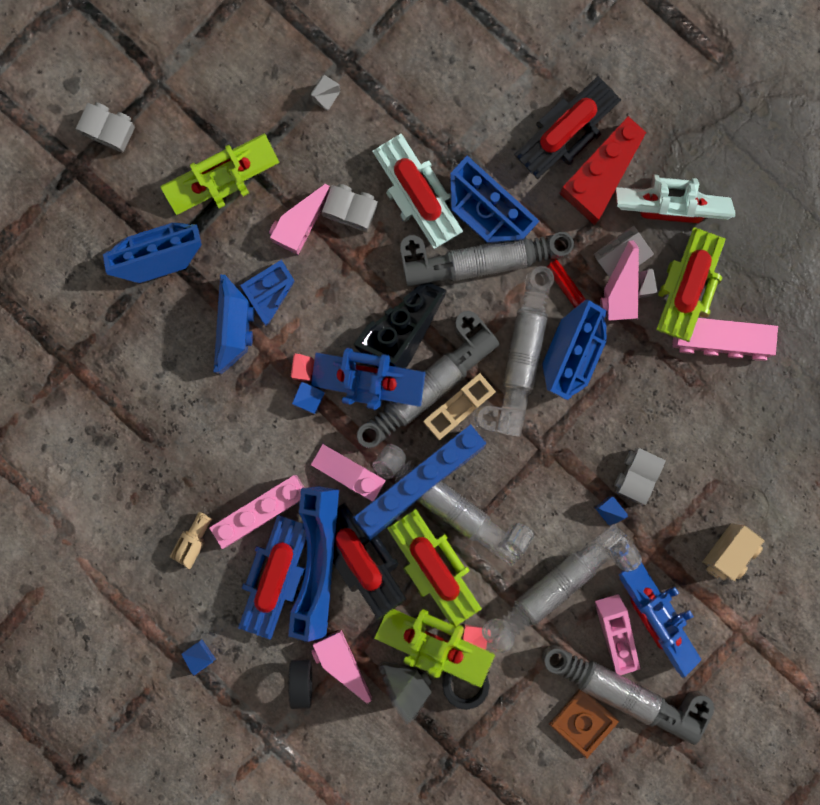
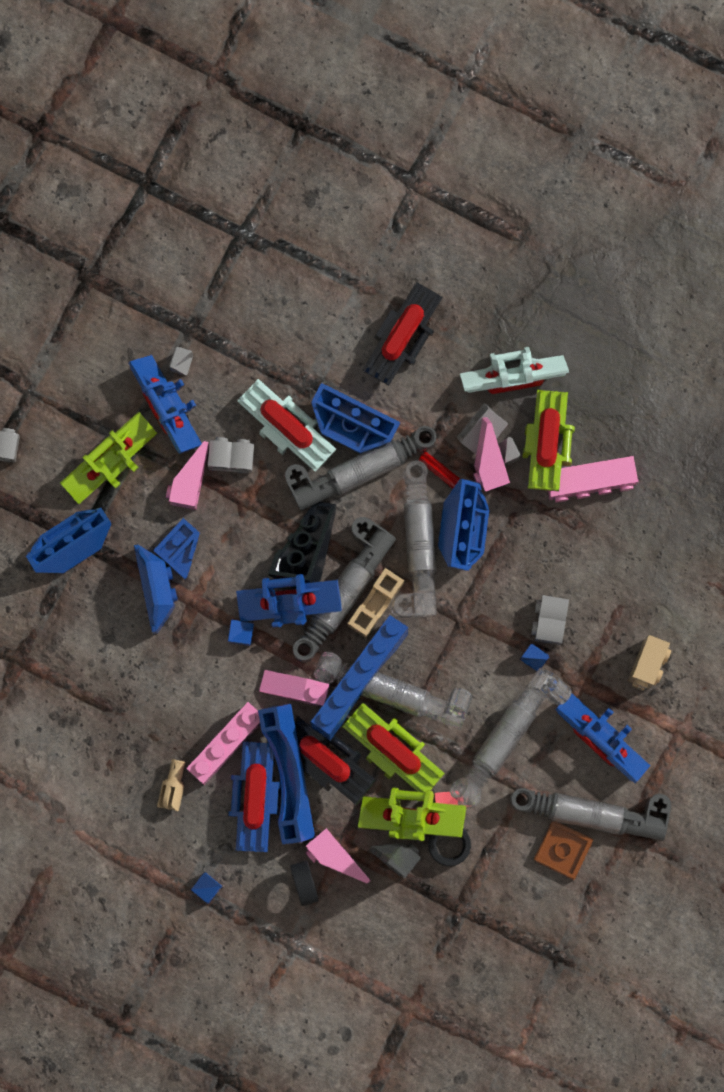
camera: 15 degrees left, 5 degrees down
(297, 133) = (166, 403): none -> blue piece
(302, 368) = (228, 608): coral slope -> none
(600, 175) = (442, 368): red wedge -> none
(618, 634) = (570, 763): bright pink slope -> none

